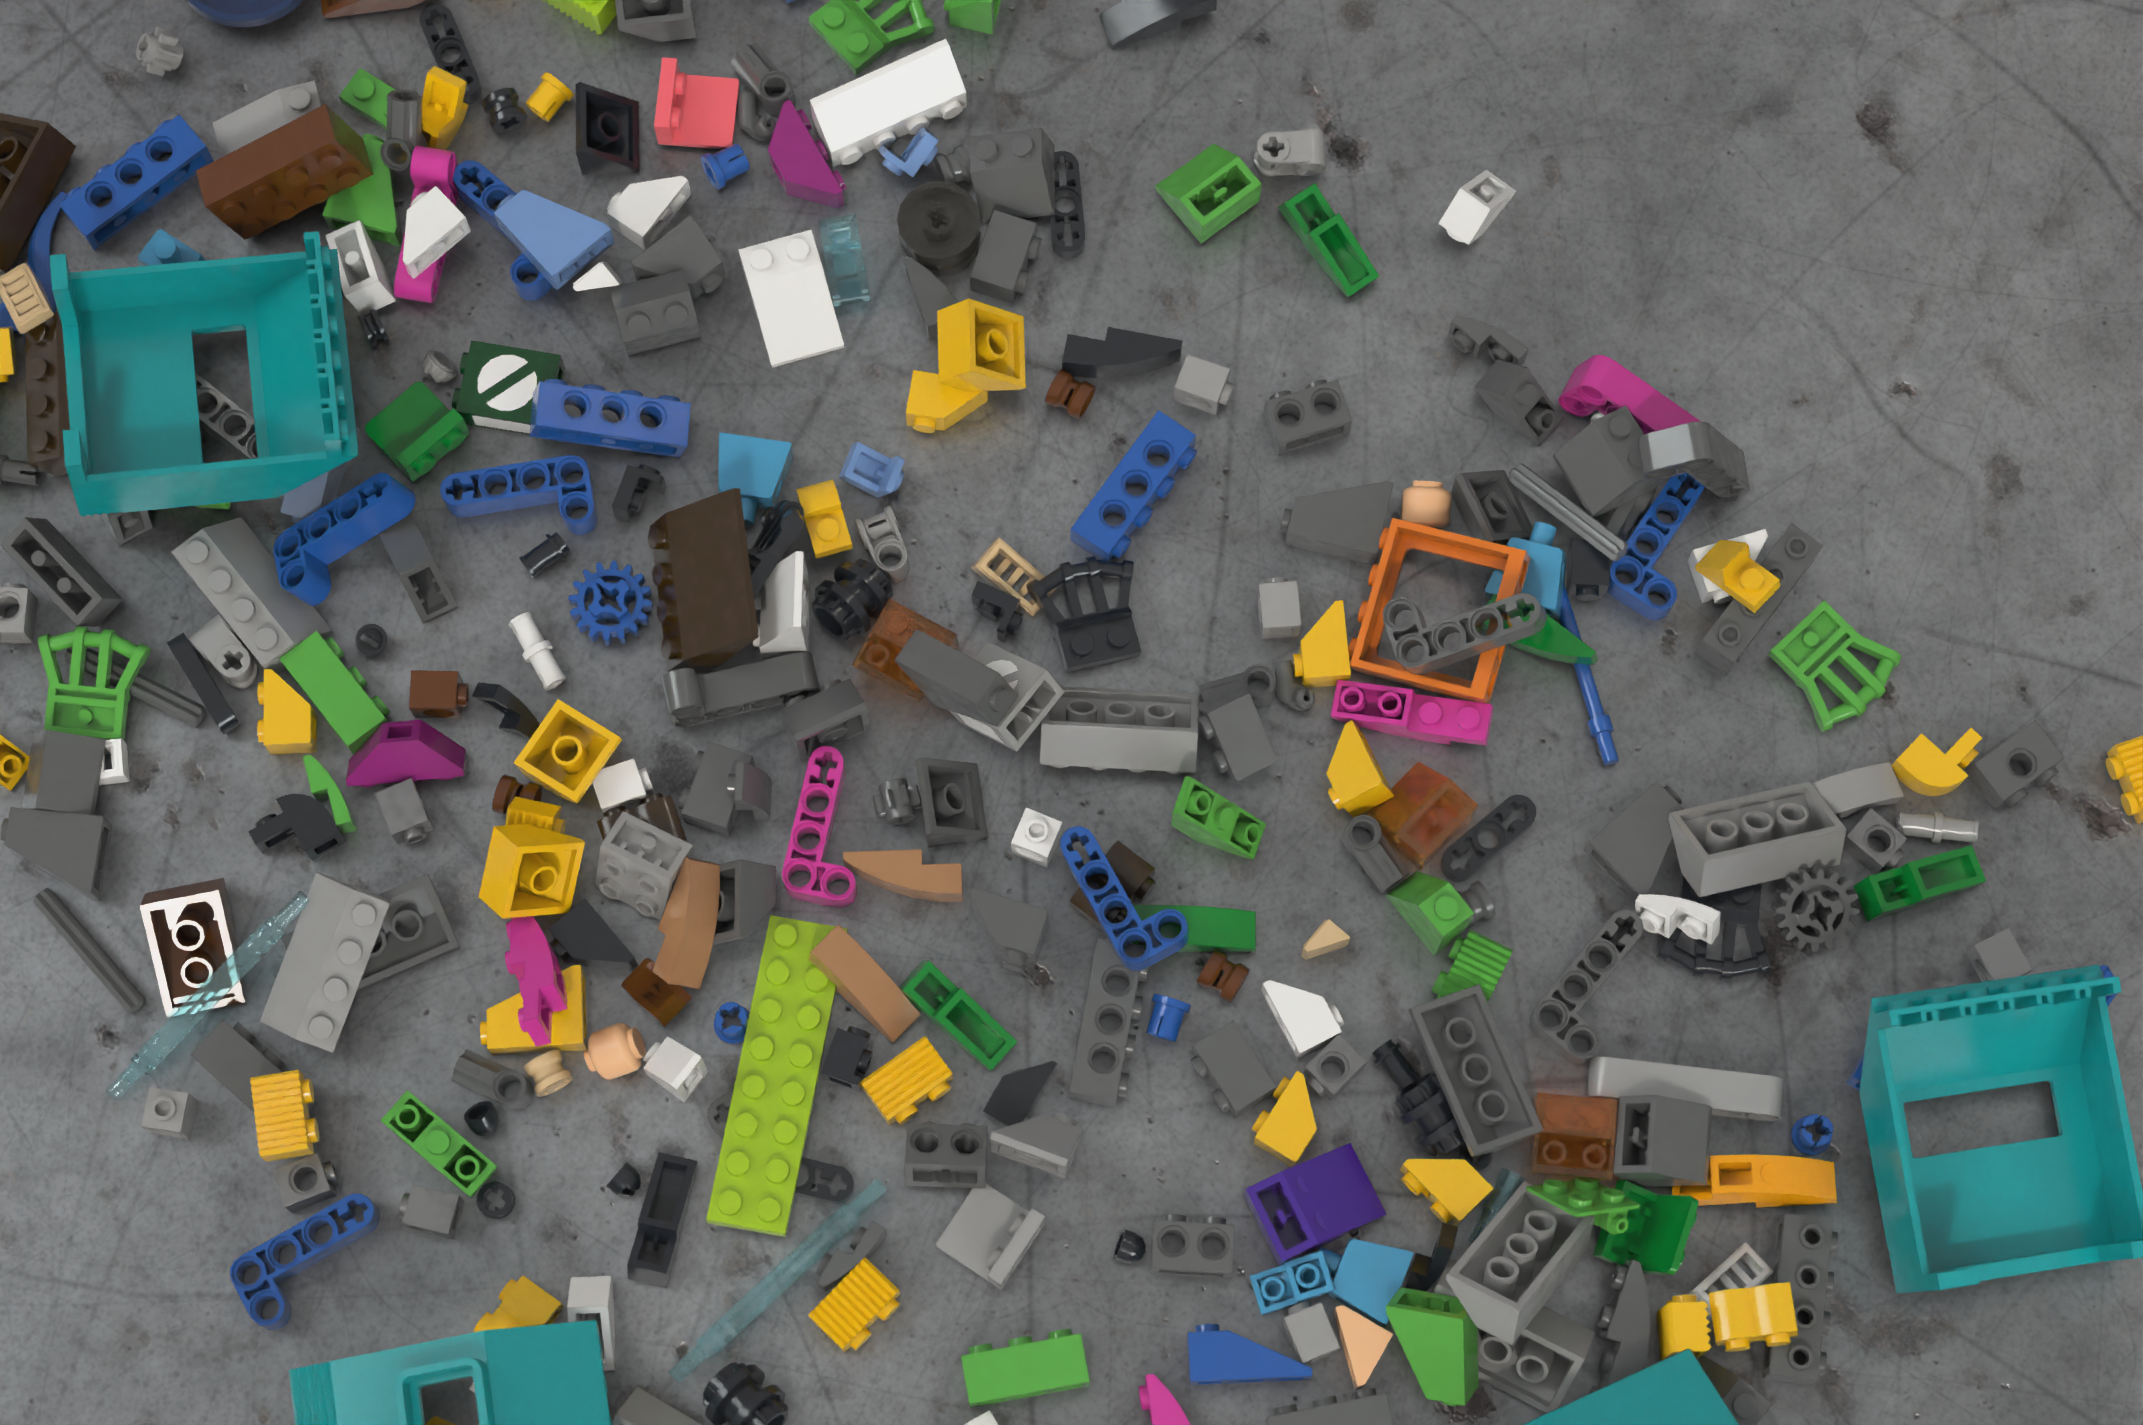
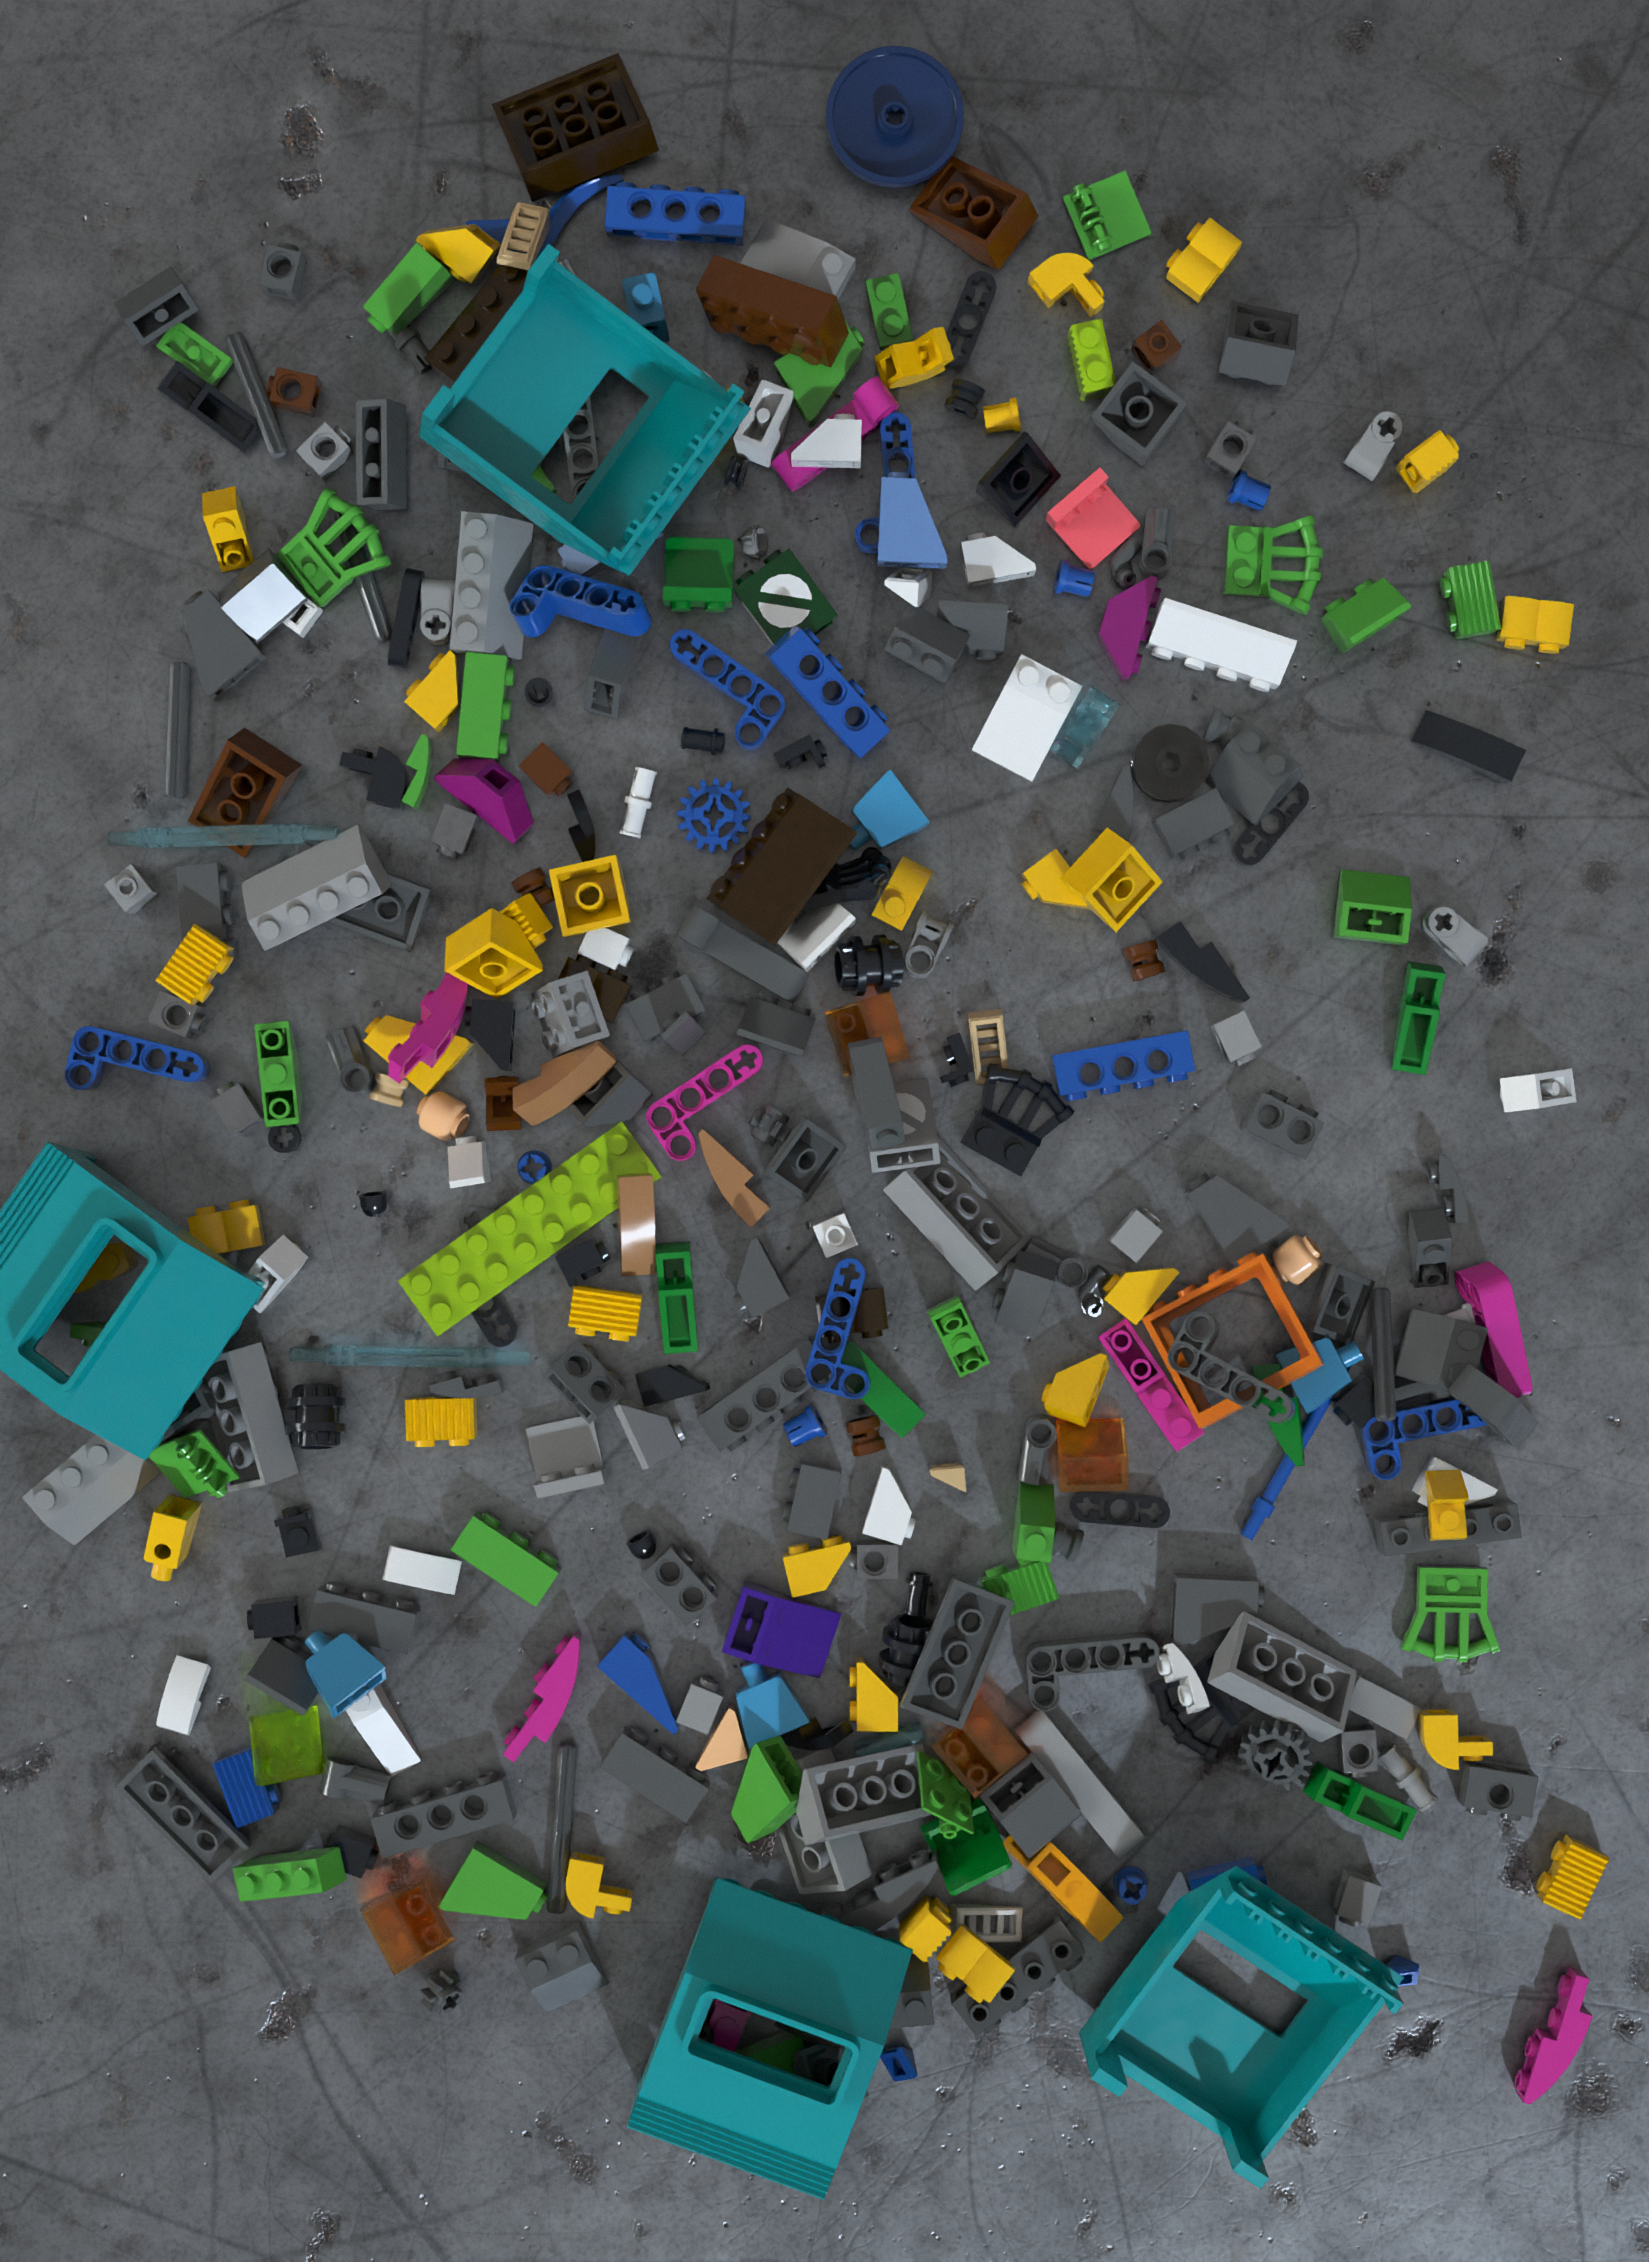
camera: 45 degrees right, 15 degrees up
(159, 51) = (775, 132): light grey gear -> none
(403, 128) = (879, 354): dark grey piece -> none
(482, 1118) = (322, 1078): black hinge -> none
(662, 1220) = (374, 1250): black slope -> none
(872, 470) = (966, 888): medium blue bracket -> none
(918, 152) = (1205, 695): medium blue bracket -> none
(1292, 1283) = (721, 1669): dark azure slope -> none

